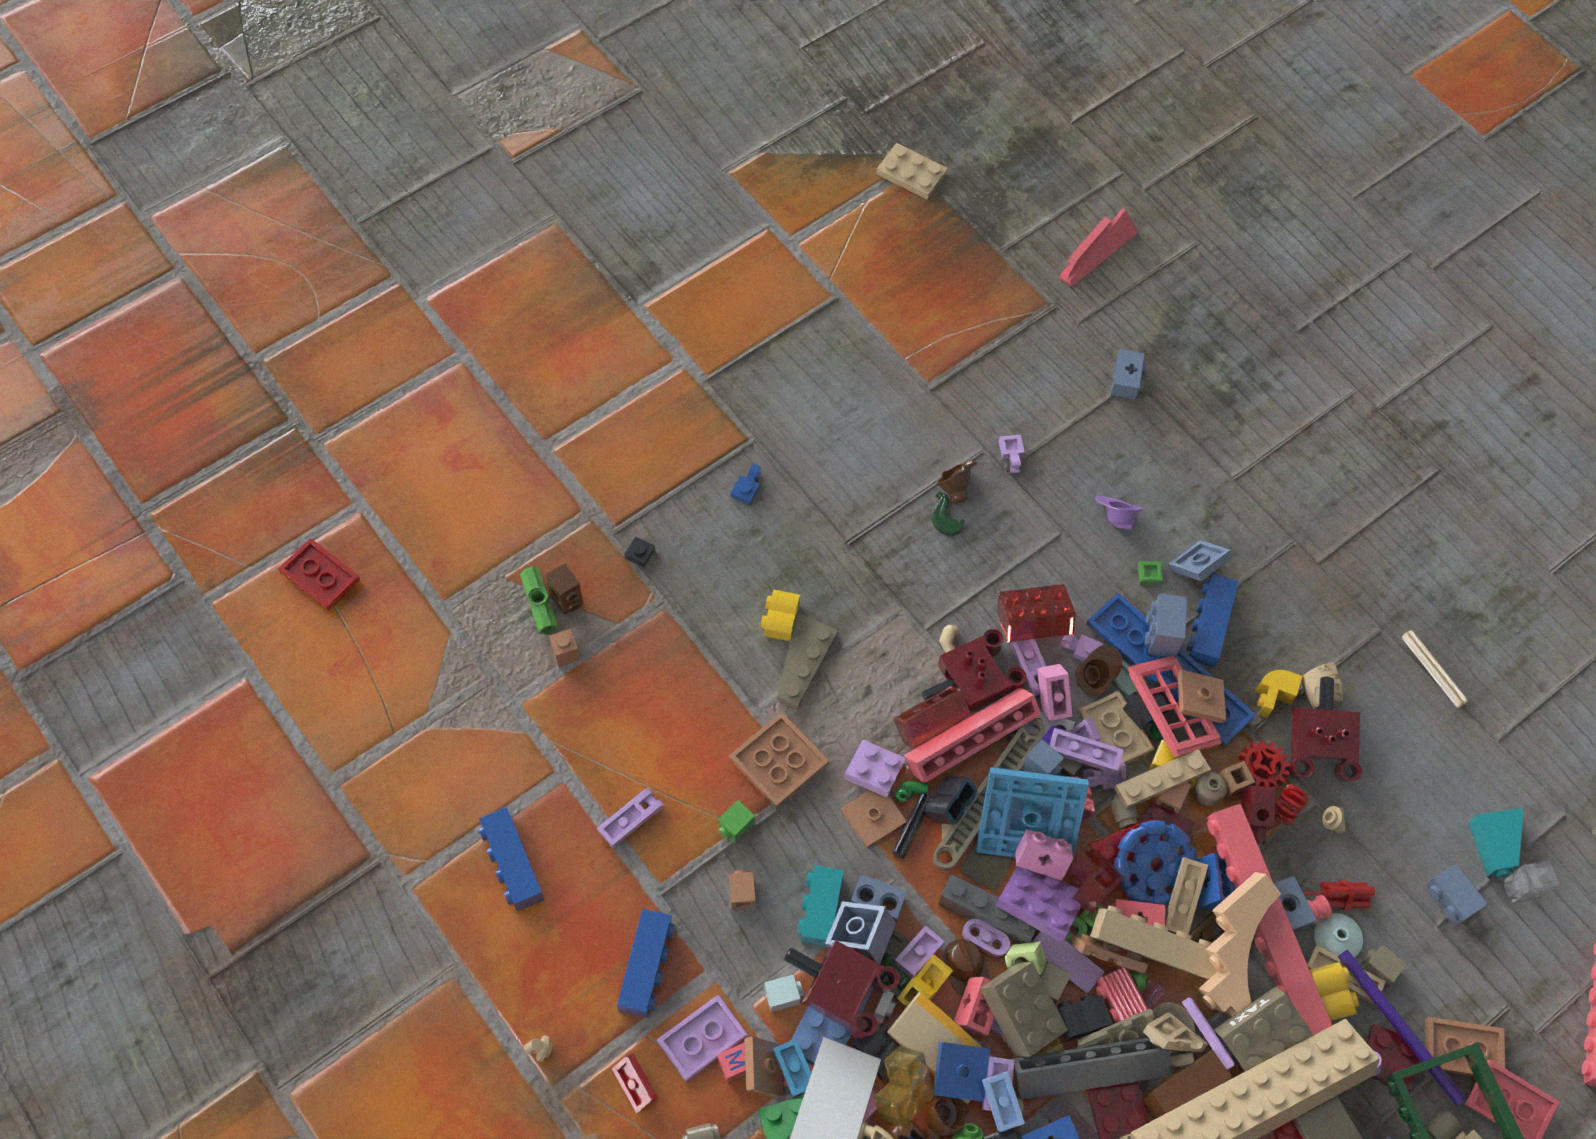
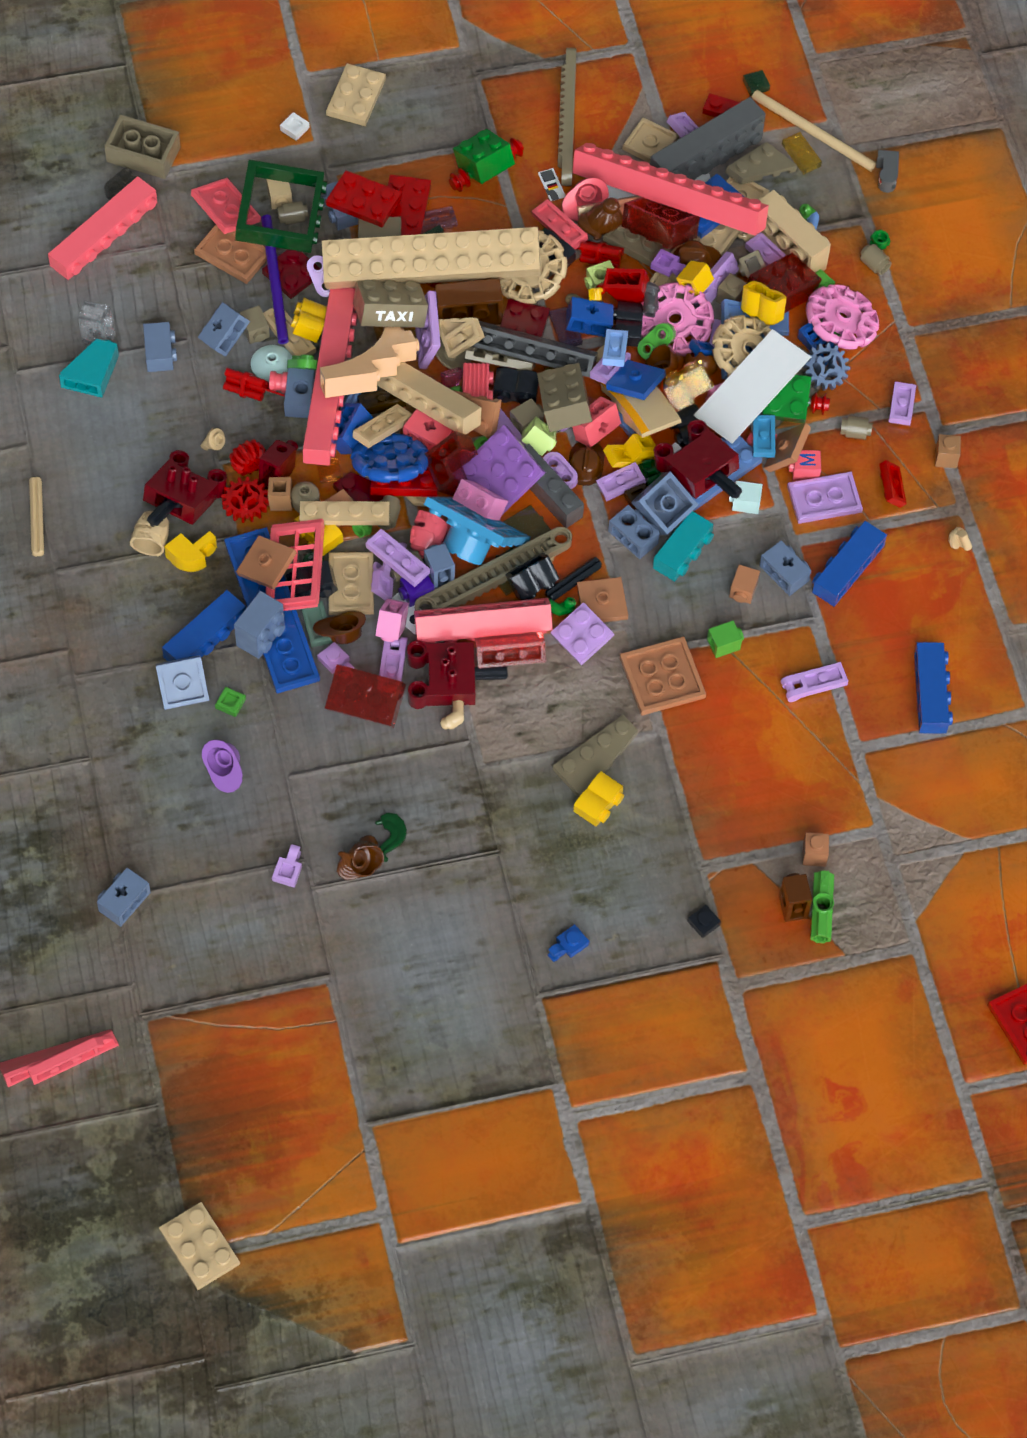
camera: 155 degrees left, 0 degrees up
(702, 917) = (785, 567): none -> sand blue brick
(1307, 930) = (302, 362): none -> bright green plate
(1408, 936) = (223, 329): none -> sand blue brick

